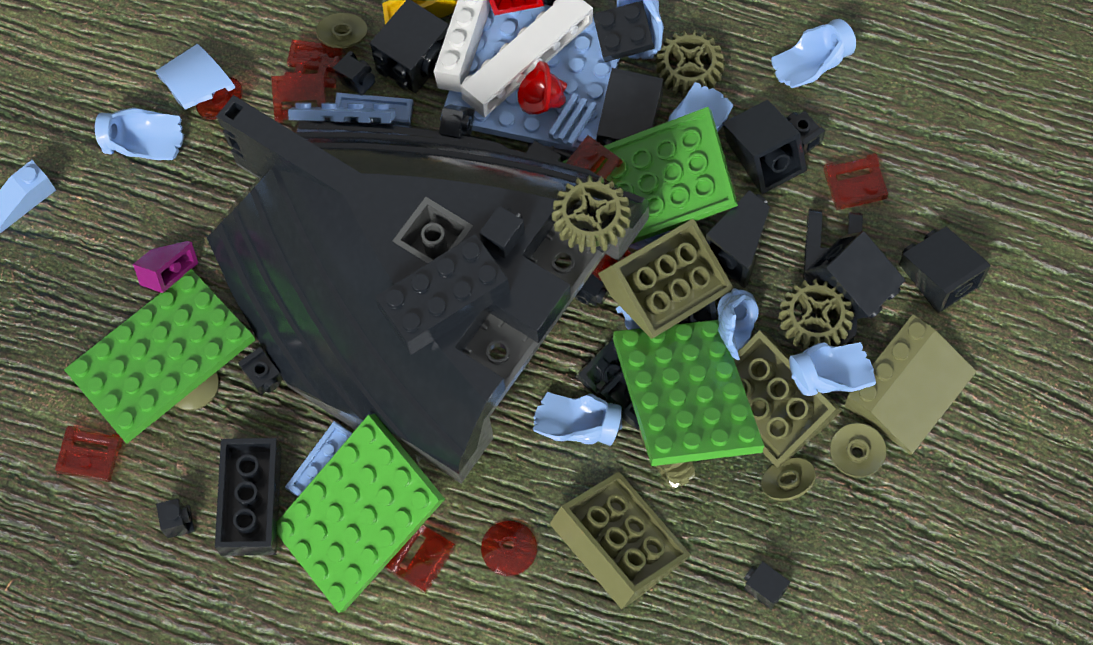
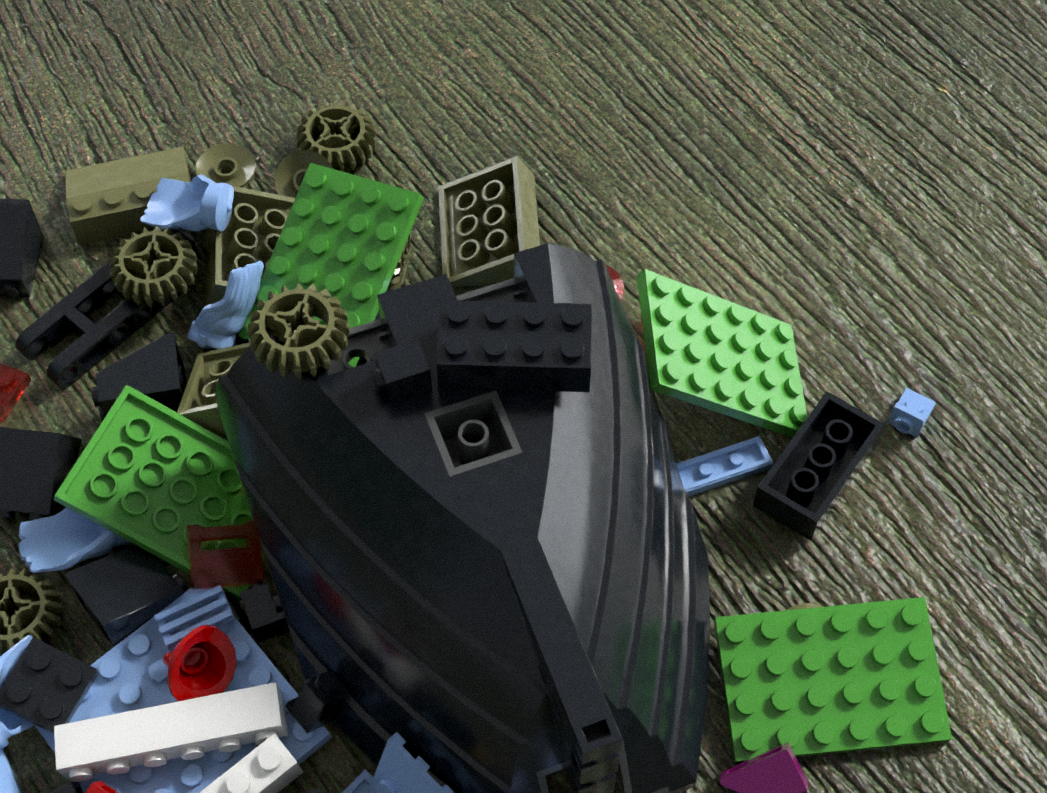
camera: 150 degrees left, 10 degrees down
(88, 462) = (975, 618): clear red plate -> none
(175, 518) = (907, 497): black brick -> none
(208, 596) = (911, 412): none -> light blue bracket
(256, 362) = (727, 598): black brick -> none
(766, 584) = (397, 122): black brick -> none
(811, 537) = (336, 129): none -> olive gear
(859, 273) = (82, 276): black slope -> none

